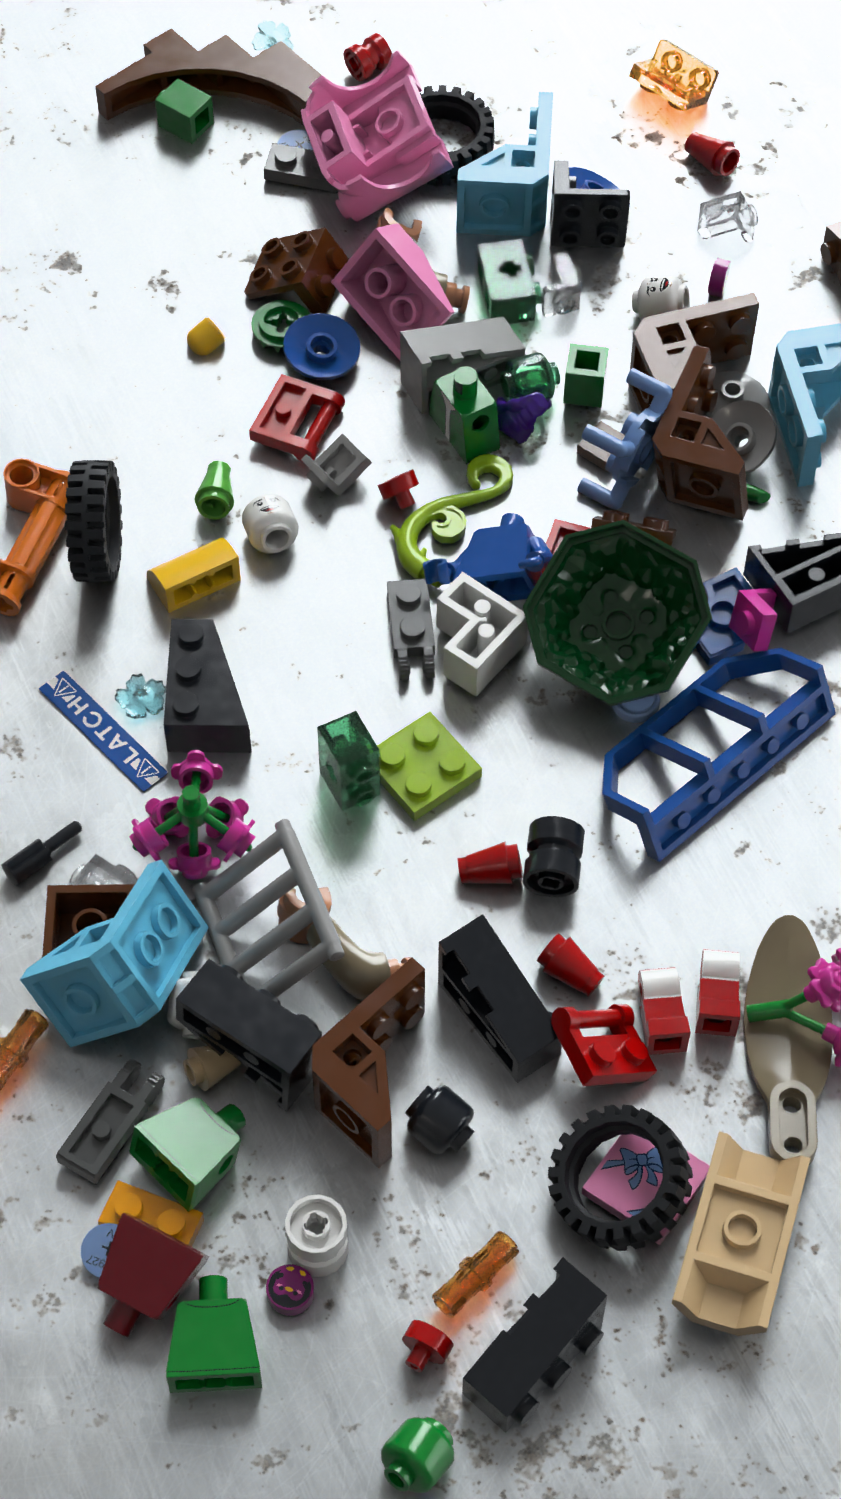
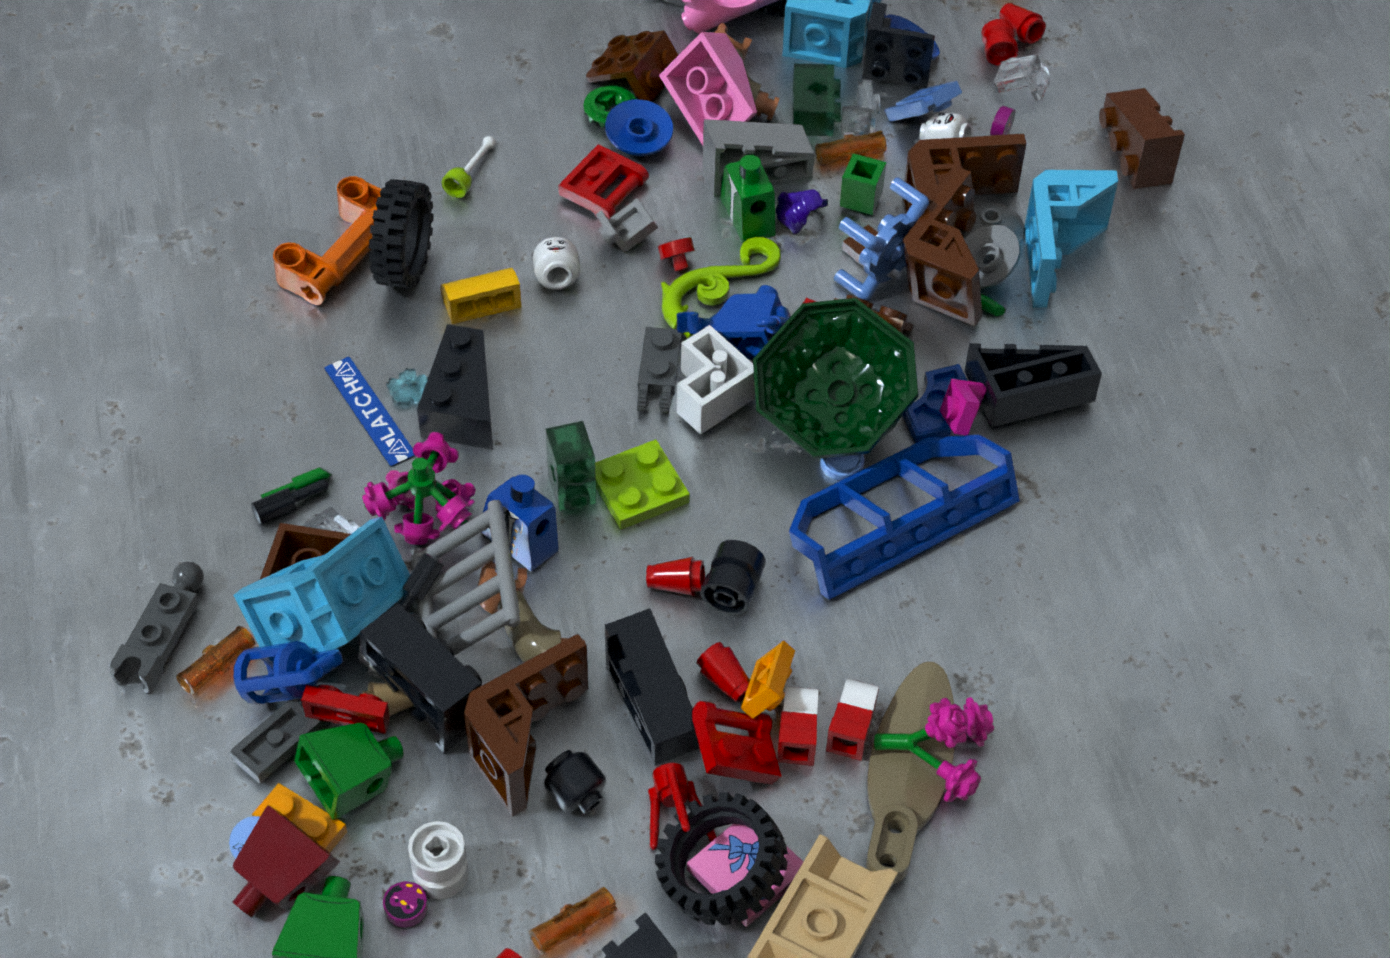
camera: 10 degrees right, 5 degrees down
(49, 828) = (302, 480): none -> green piece
(108, 1051) = (289, 671): none -> blue piece
(135, 435) = (462, 175): none -> lime hinge
(158, 1084) = (334, 706): none -> red plate
(205, 337) = (542, 106): yellow piece -> none
(214, 926) = (420, 580): none -> black axle
(215, 493) = (516, 231): bright green cone -> none
(320, 830) = (528, 521): none -> blue torso
(529, 375) = (815, 175): clear green head -> none
(548, 1108) = (673, 790): none -> red plant
(560, 331) = (844, 148): none -> clear orange pin
(621, 967) = (768, 680): none -> light orange plate
(628, 264) = (923, 101): none -> medium blue plate
(693, 180) = (999, 41): none -> red wheel

